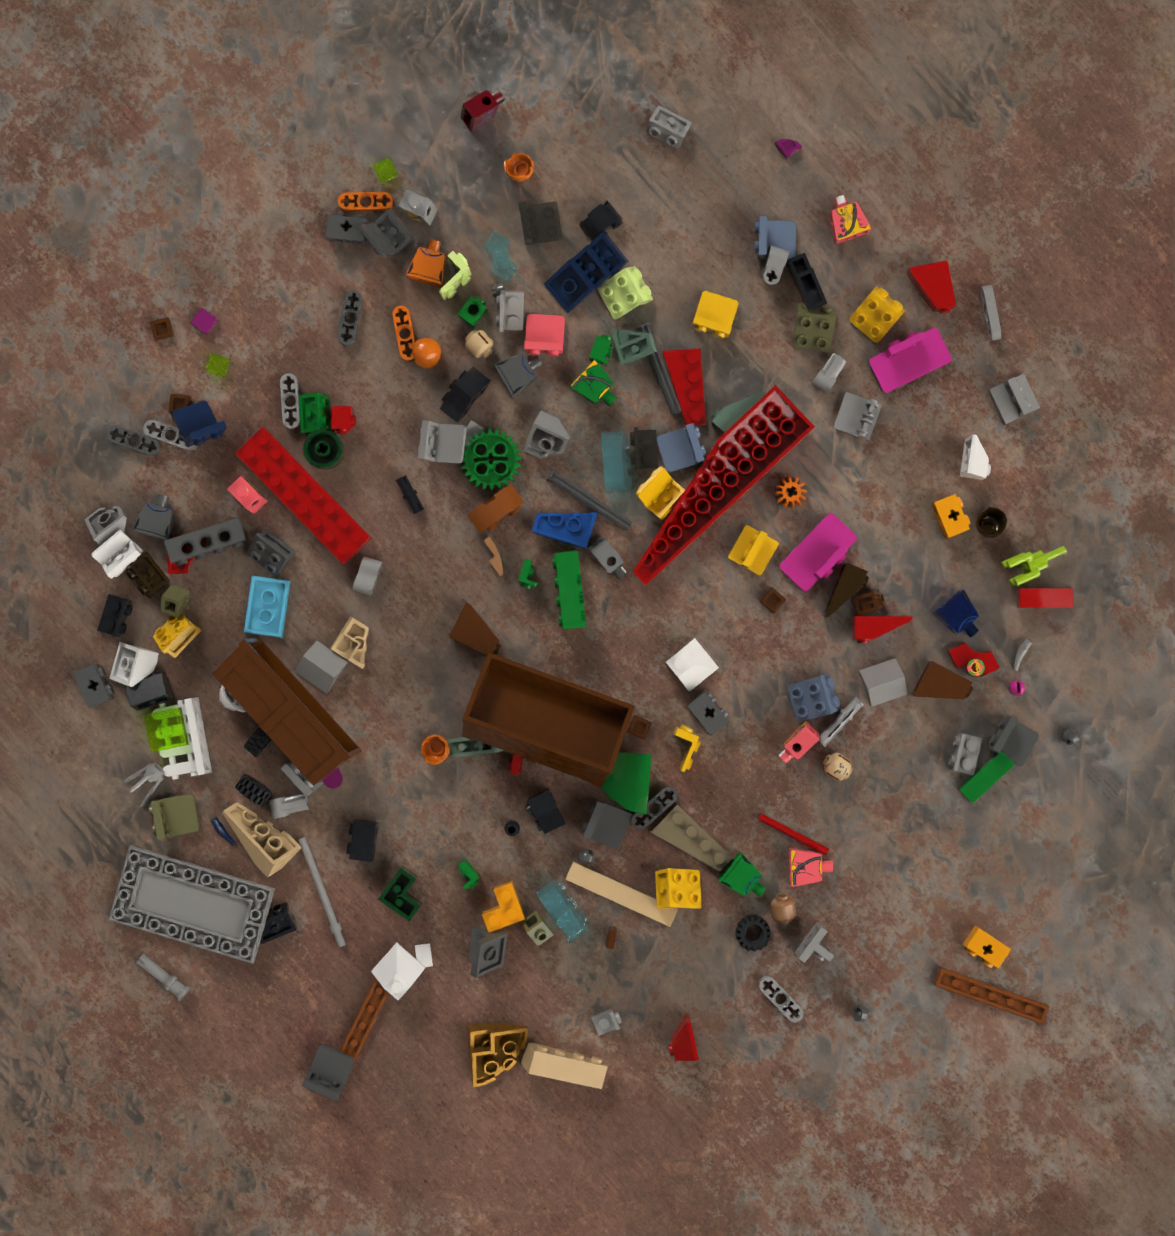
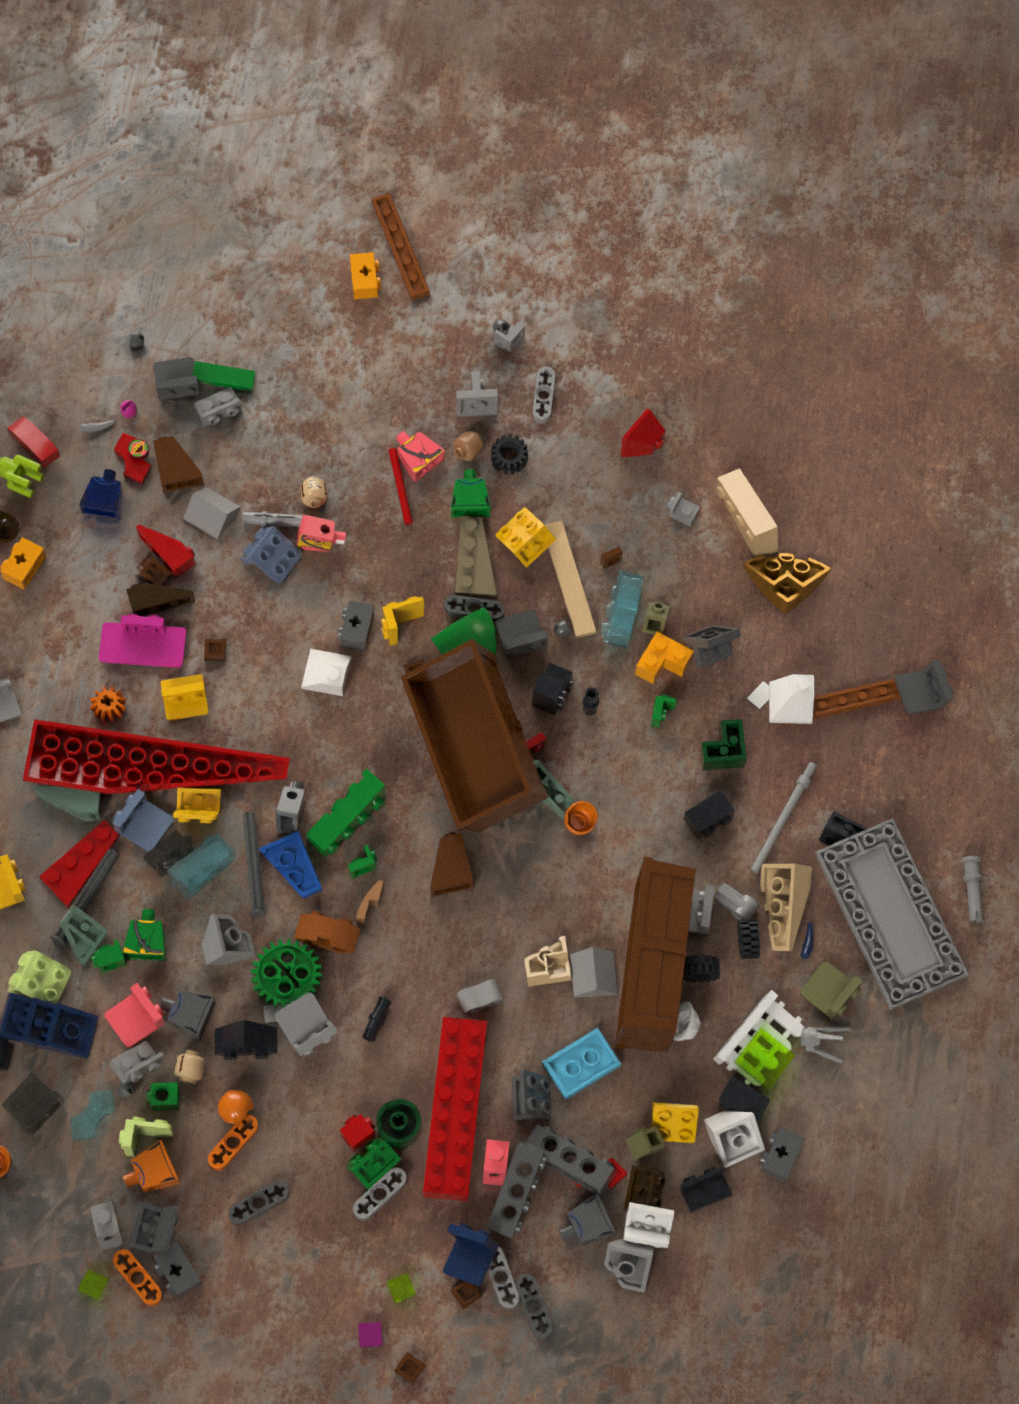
camera: 130 degrees left, 20 degrees down
(228, 511) = (499, 1220): none -> dark grey brick
(845, 1015) = (512, 337): none -> light grey bracket

